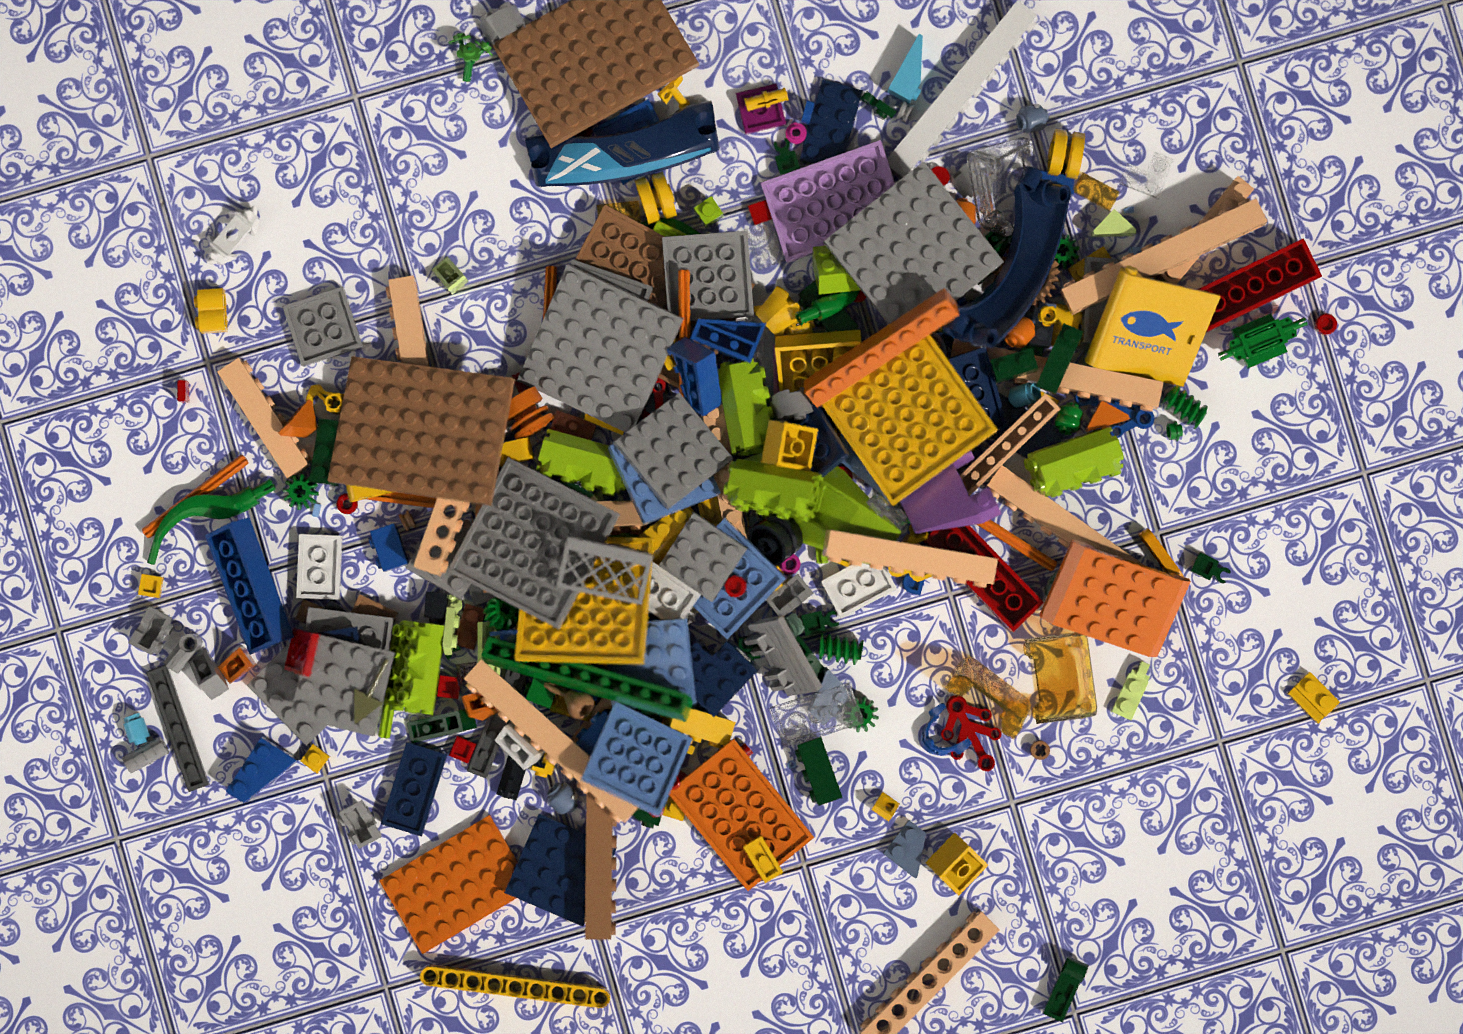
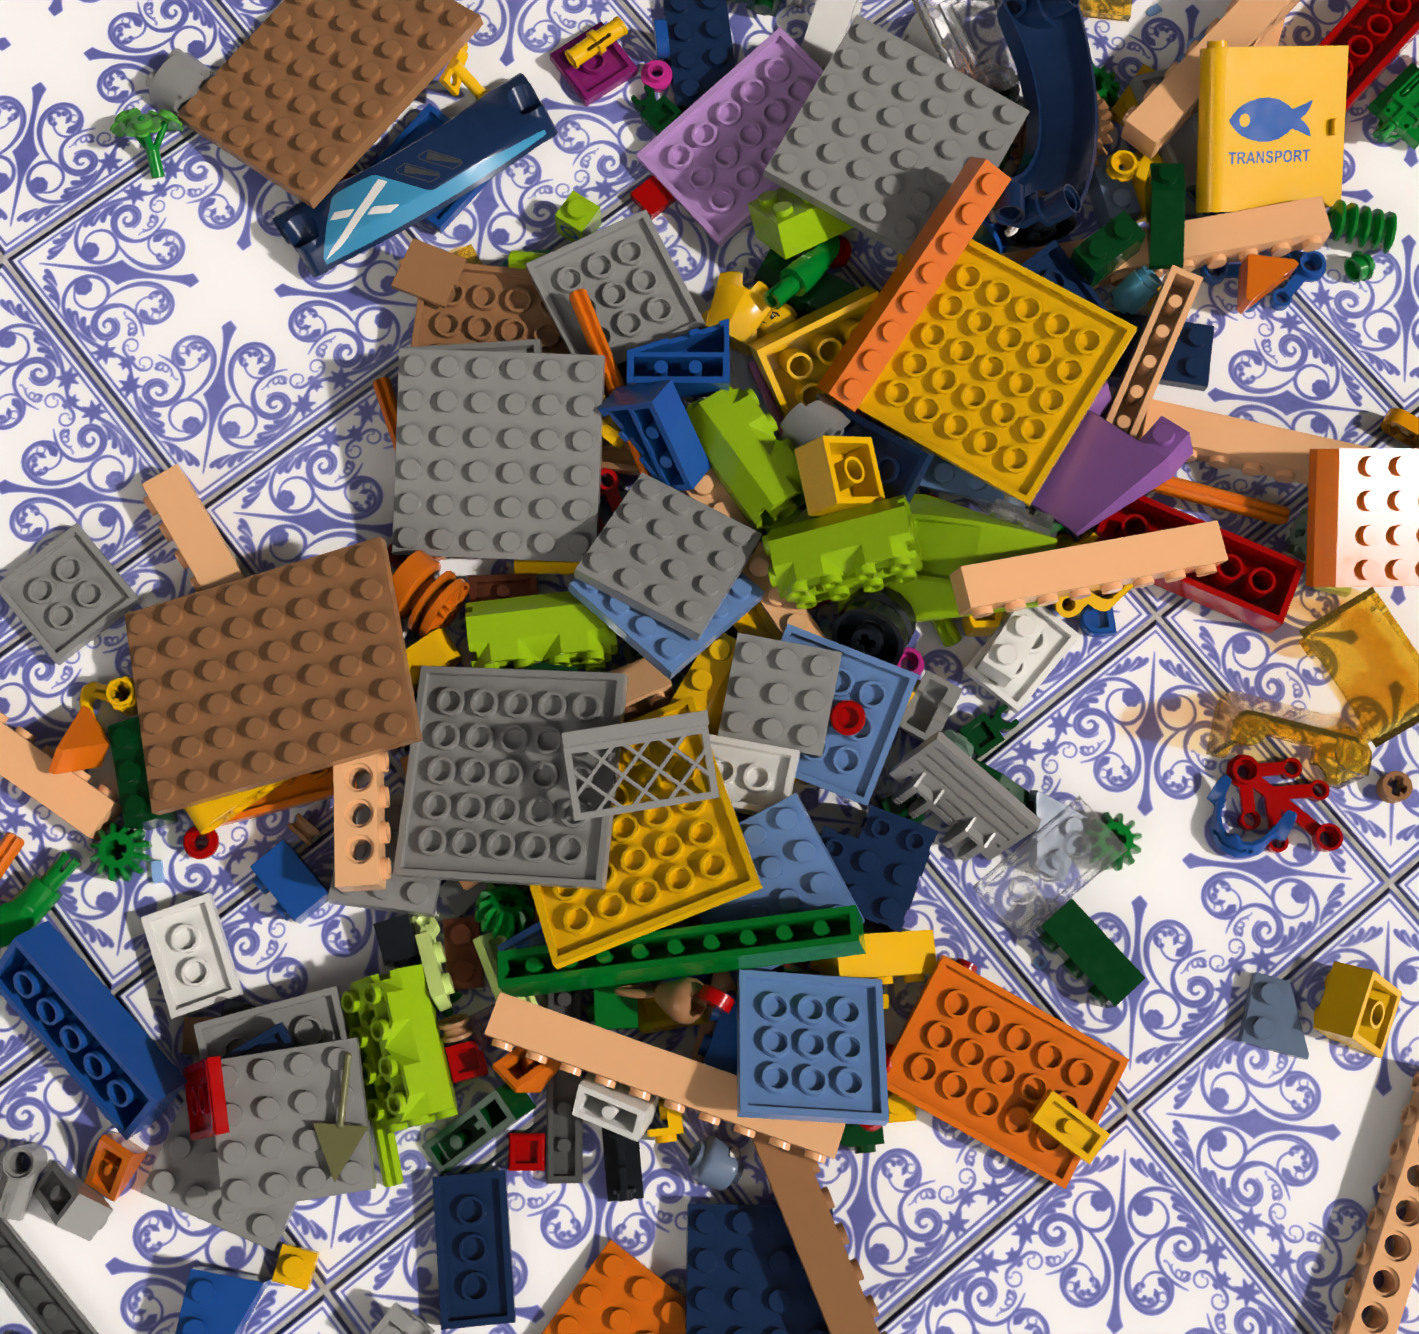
camera: 25 degrees left, 10 degrees down
(370, 607) = (290, 985): medium nougat plate -> none
(449, 667) = (455, 1028): none -> medium nougat bush
(450, 275) = (237, 449): yellowish green slope -> none
(596, 712) = (716, 998): none -> red tile
(604, 215) = (429, 273): none -> medium nougat piece
(656, 197) = (494, 223): yellow wheel -> none
(765, 244) = (681, 234): clear plate -> none
(840, 649) = (1038, 755): green piece -> none
(850, 581) = (1011, 646): none -> white brick
(885, 806) = (1212, 966): yellow plate -> none
(1021, 333) = (1096, 206): orange head -> none
(1069, 418) = (1212, 303): green piece -> none
(1075, 461) = (1253, 352): lime brick -> none
(1114, 226) = (1148, 32): yellowish green slope -> none

